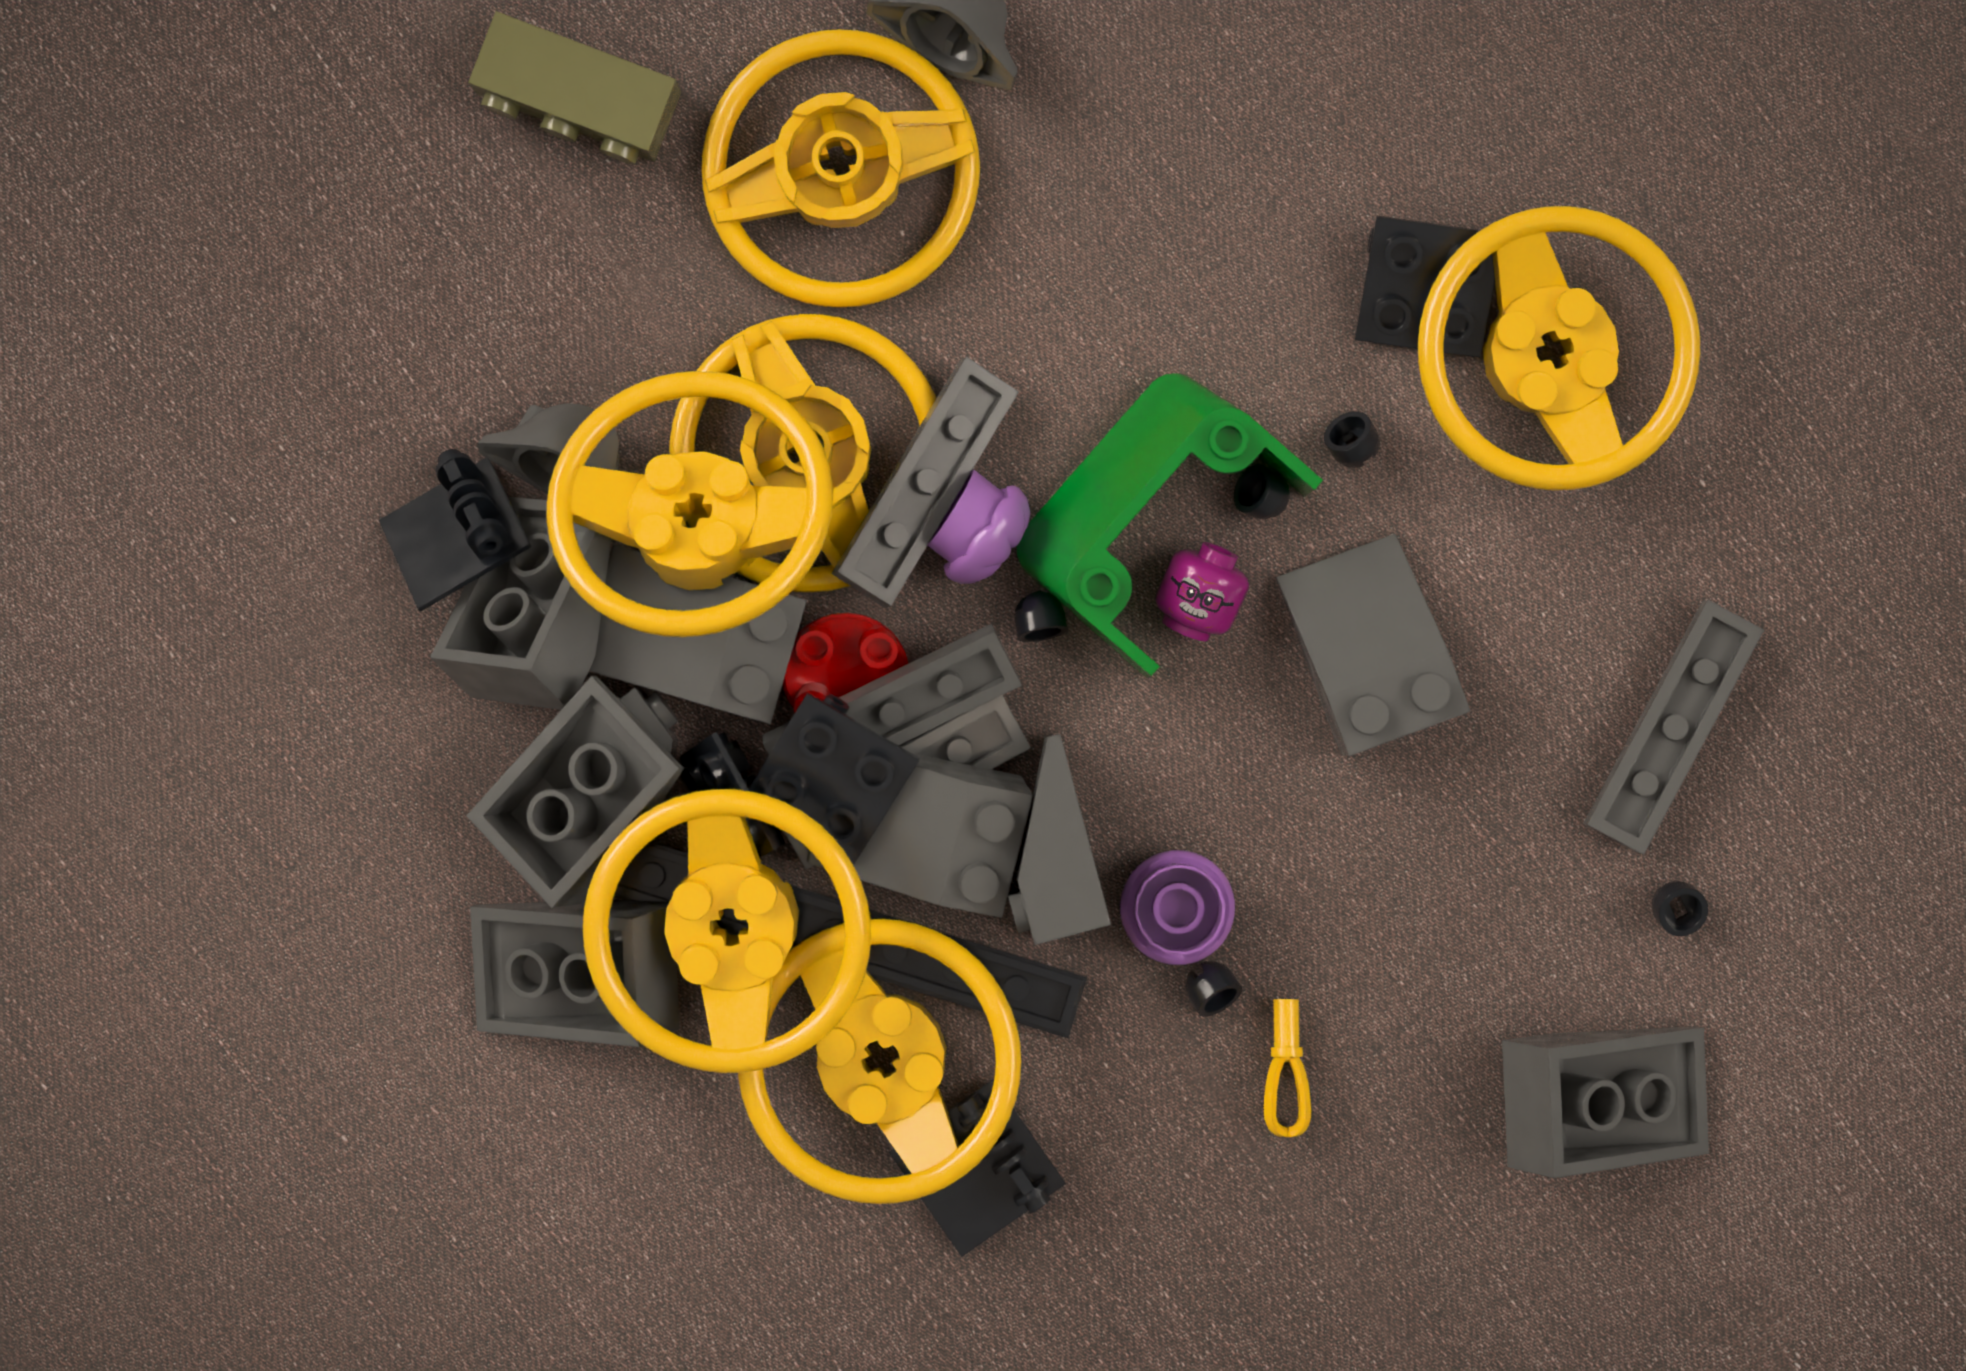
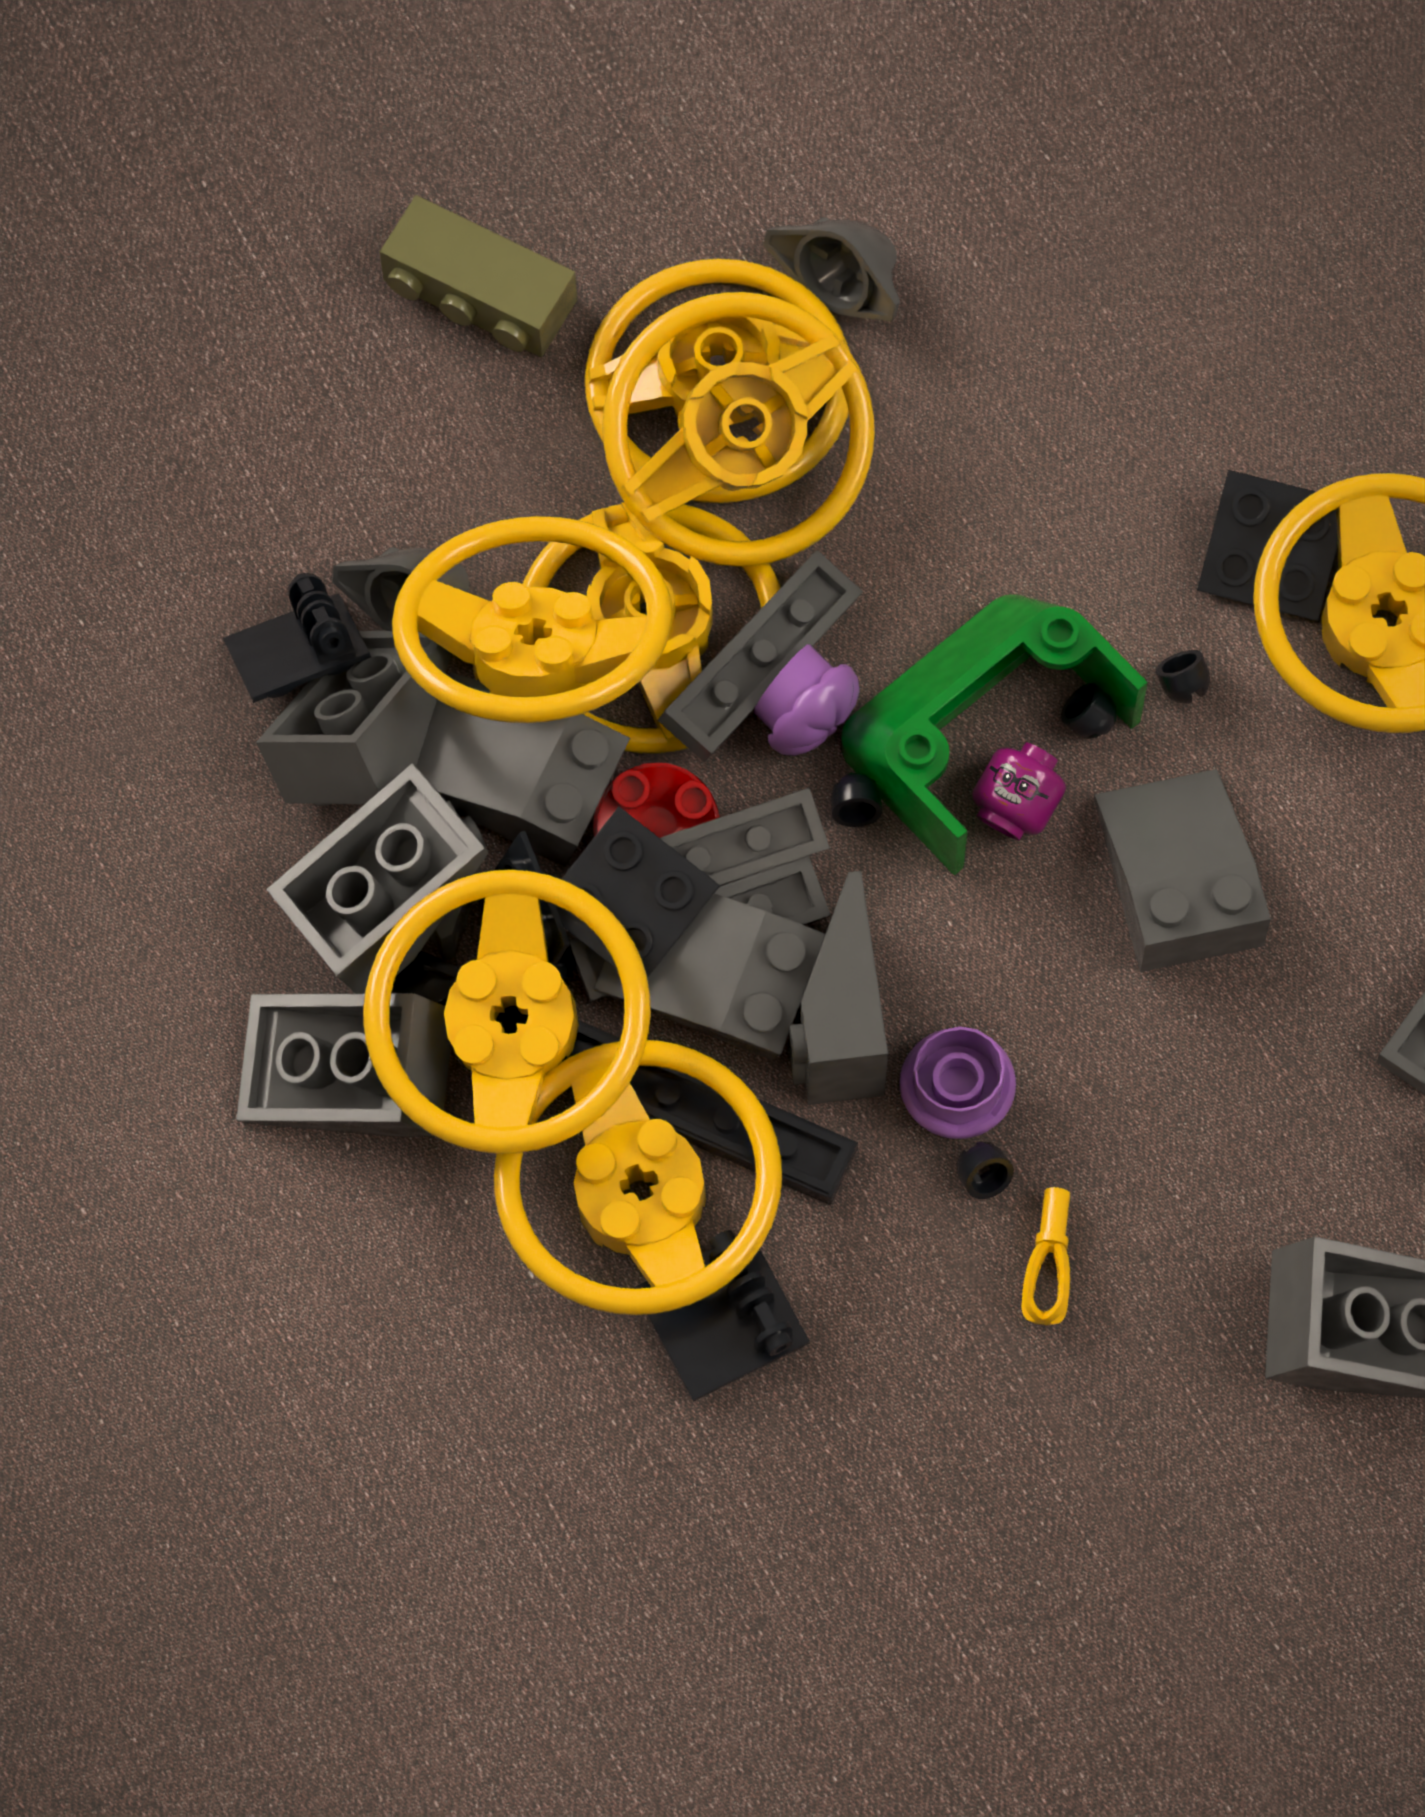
camera: 10 degrees right, 20 degrees down
(908, 214) = (706, 451): none -> yellow piece

